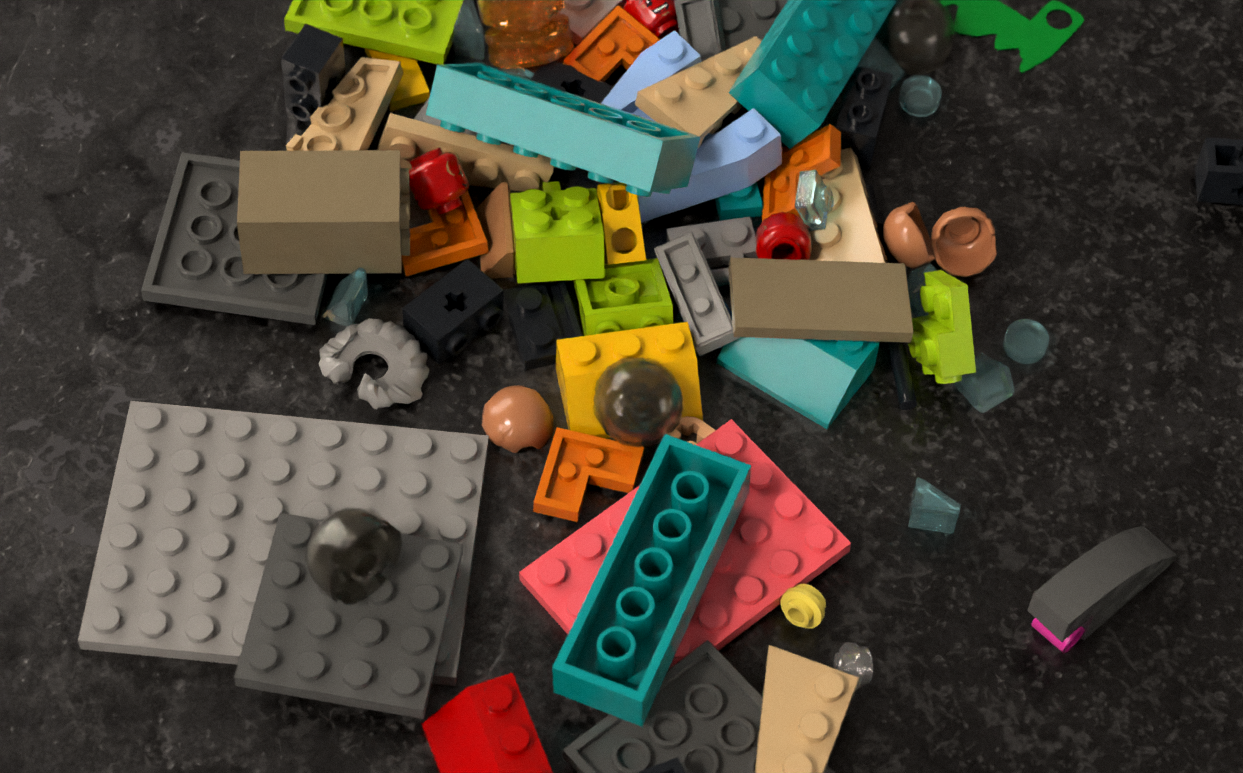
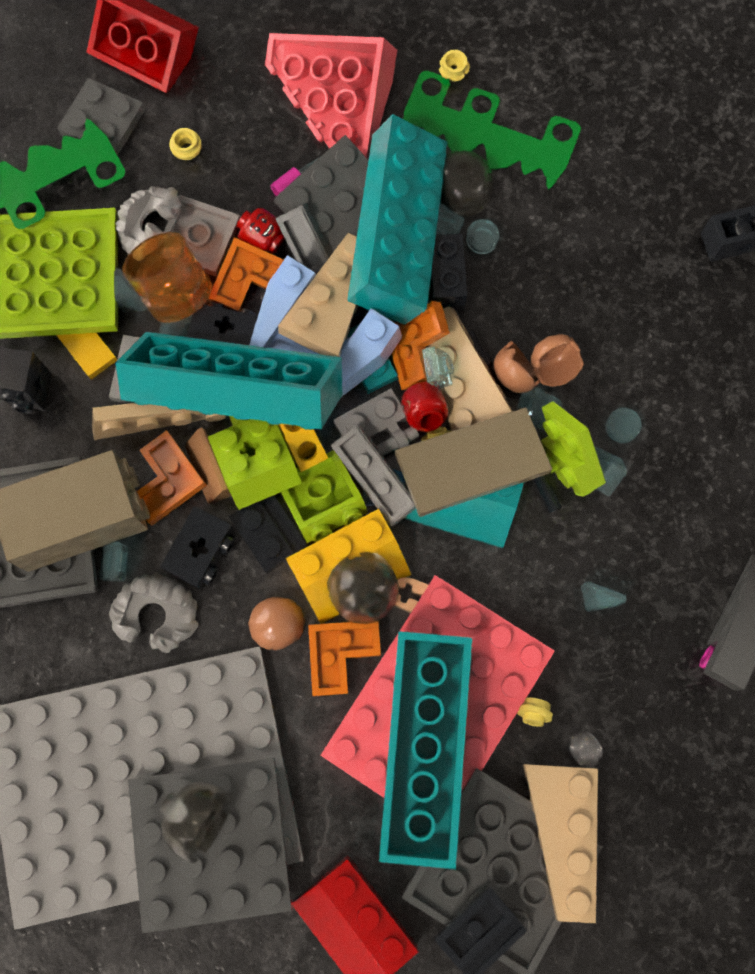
camera: 15 degrees left, 20 degrees up
(355, 110) = (61, 417): tan wing -> none
(437, 181) = (148, 448): red head -> none

